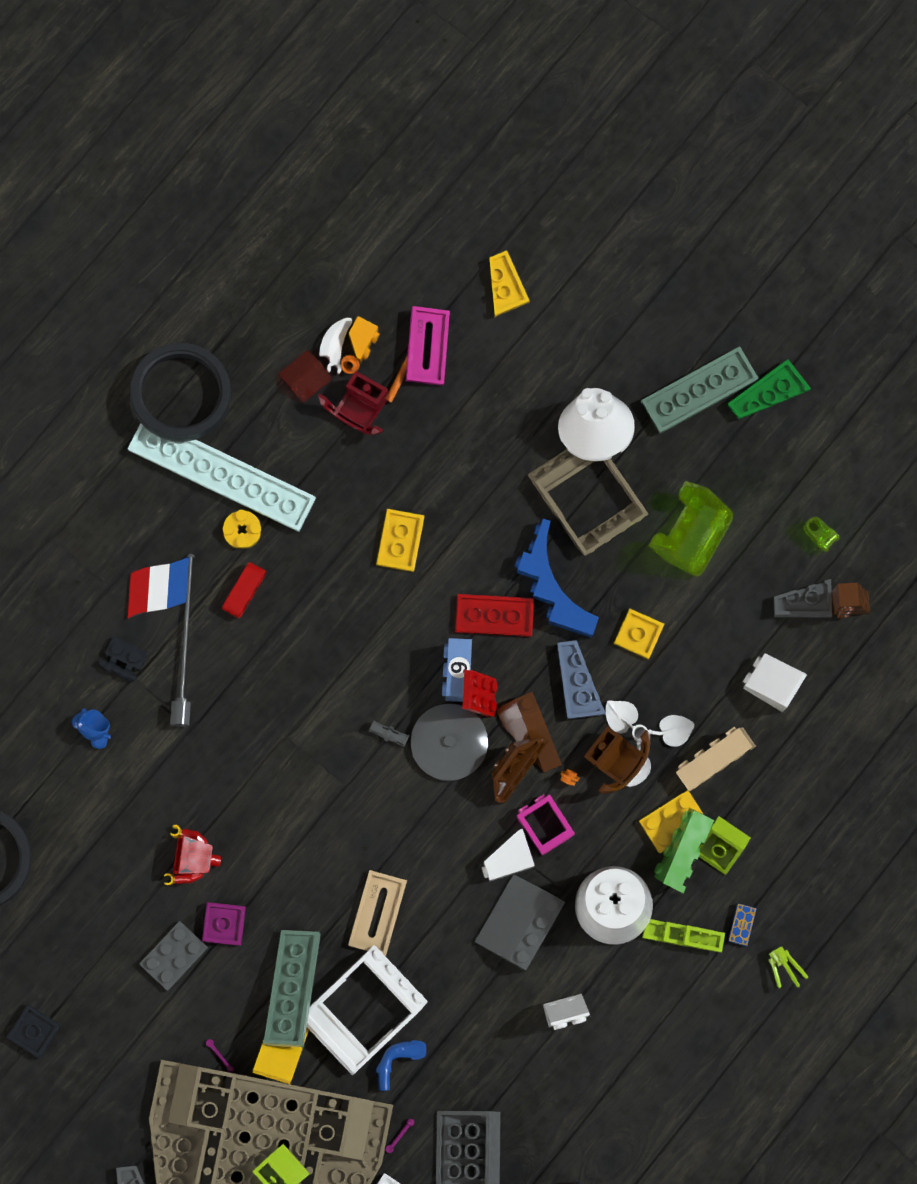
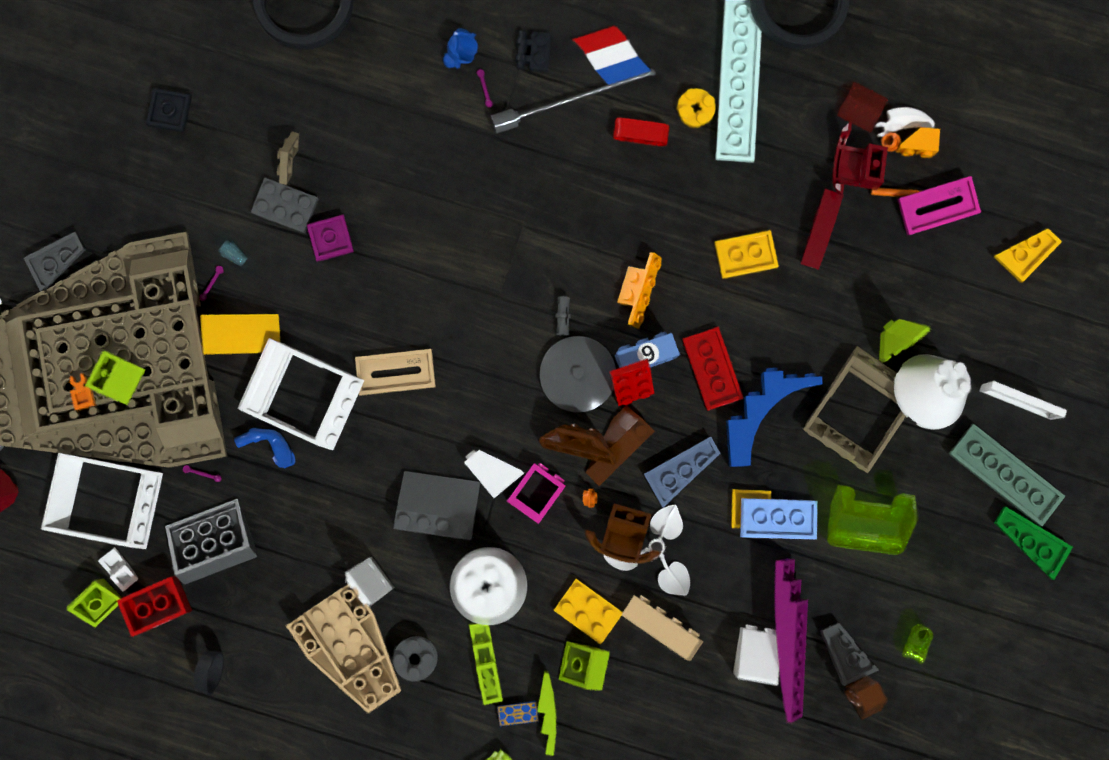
camera: 70 degrees right, 5 degrees up
(123, 718) = (480, 73): none -> magenta hinge
(129, 933) = (286, 157): none -> dark tan plate
(192, 857) = (378, 184): torso -> none
(199, 1023) = (231, 252): none -> clear light blue cone
(292, 988) = (292, 321): sand green plate -> none
(391, 653) = (638, 287): none -> light orange bracket
(405, 461) = (821, 229): none -> dark red slope
(535, 434) = (899, 336): none -> lime wedge
(618, 1056) = (348, 647): none -> tan wedge
(637, 348) = (1022, 400): none -> white piece
(641, 999) = (403, 663): none -> dark grey wheel
(657, 612) = (778, 518): none -> light blue tile
(683, 849) = (563, 632): bright green wedge -> none
(746, 893) = (547, 706): none -> lime slope
(768, 644) = (791, 636): none -> magenta slope

